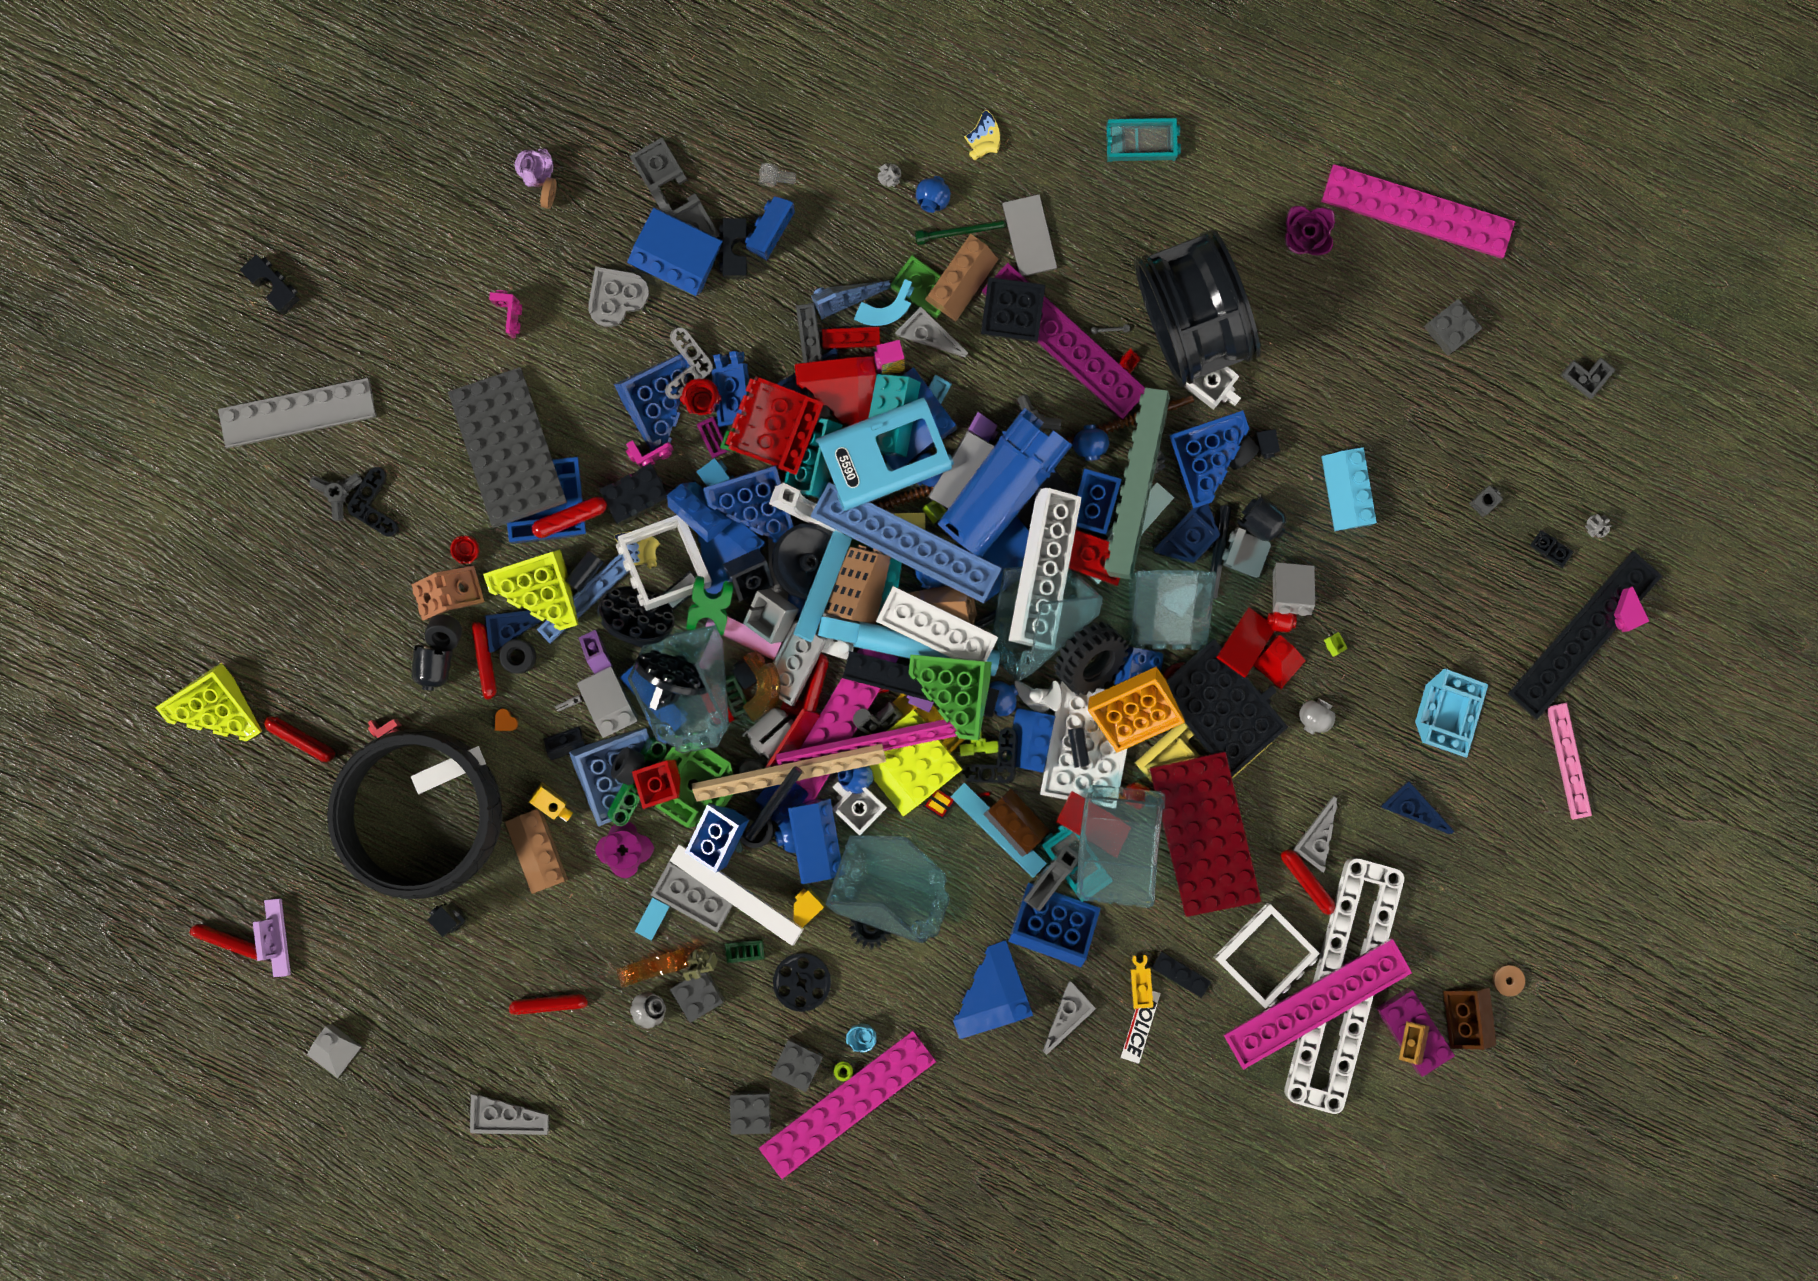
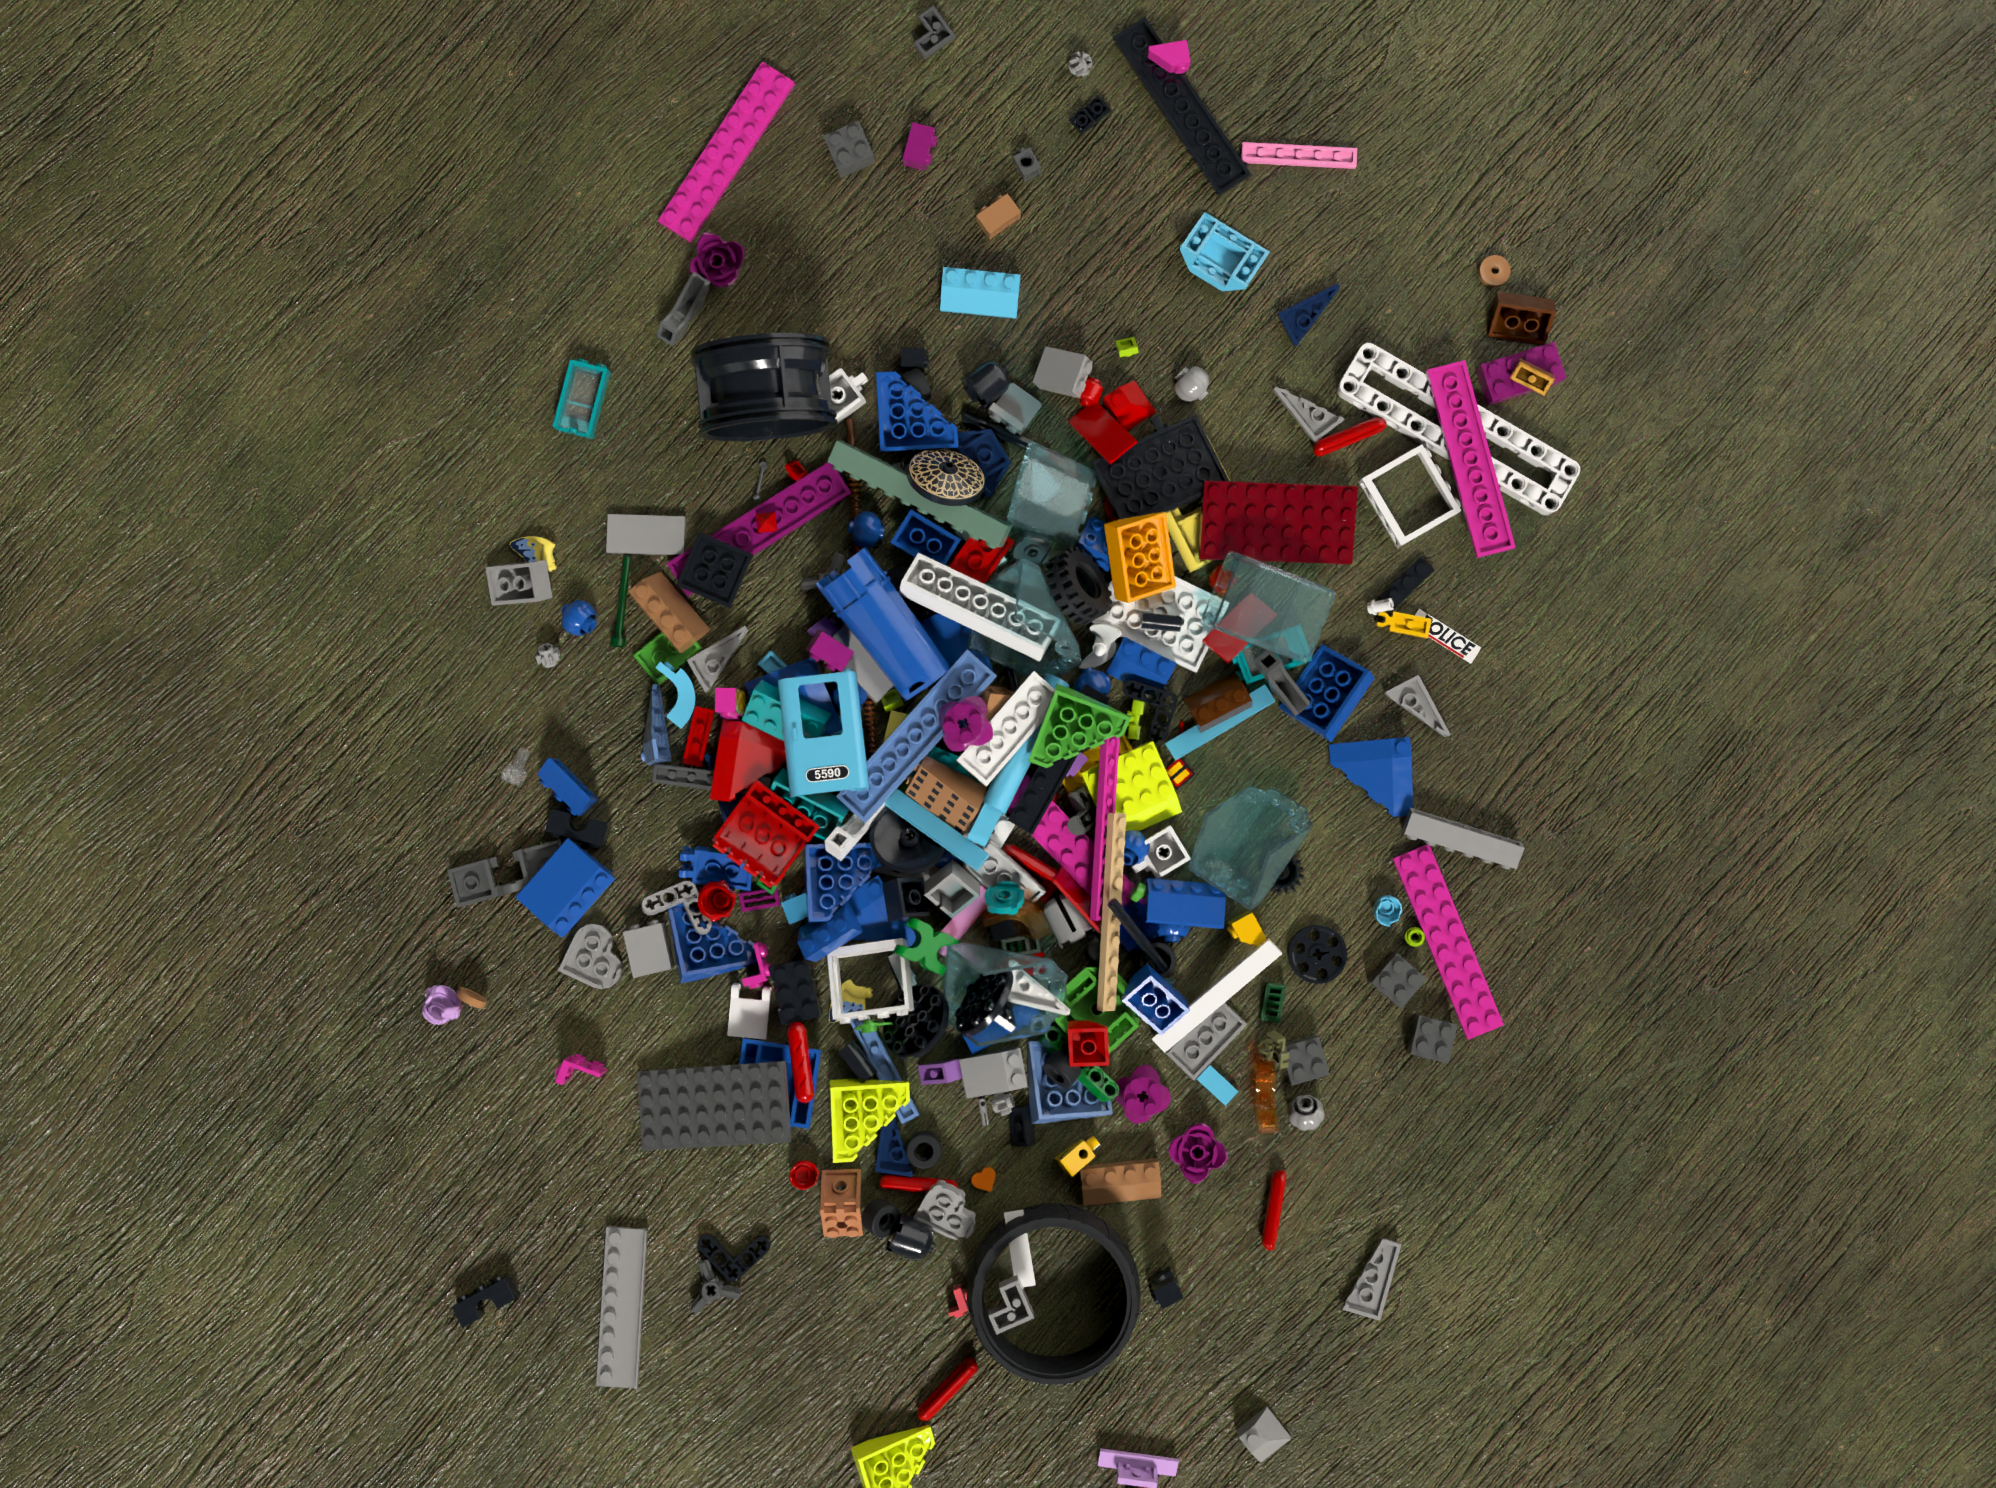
camera: 75 degrees left, 0 degrees up
(392, 779) = (1014, 1310): none -> light grey brick
(464, 691) = (945, 1211): none -> light grey plate
(568, 916) = (1197, 1167): none -> magenta brick
(581, 719) = (1003, 1103): none -> light grey gear
(600, 458) = (748, 1016): none -> white flag
(621, 574) = (871, 1025): none -> bright green plate
(638, 345) = (648, 949): none -> light grey brick
(691, 714) = (1030, 993): none -> white wing
(766, 663) = (1010, 905): none -> teal plate
(814, 793) = (1137, 892): none -> bright green tile
(928, 599) = (979, 728): none -> magenta brick
(949, 1093) = (1463, 838): none -> light grey brick
(951, 129) = (519, 582): none -> light grey slope
(964, 438) = (829, 650): none -> magenta brick
(1072, 346) = (766, 522): none -> red slope
(1123, 605) = (1032, 541): none -> dark grey plate
(1152, 954) = (1380, 606): none -> white pin
(1160, 504) = (945, 477): none -> black dish
(1257, 214) = (688, 305): none -> dark grey arch
(1428, 486) = (998, 215): none -> medium nougat brick
(1474, 393) = (919, 146): none -> magenta brick

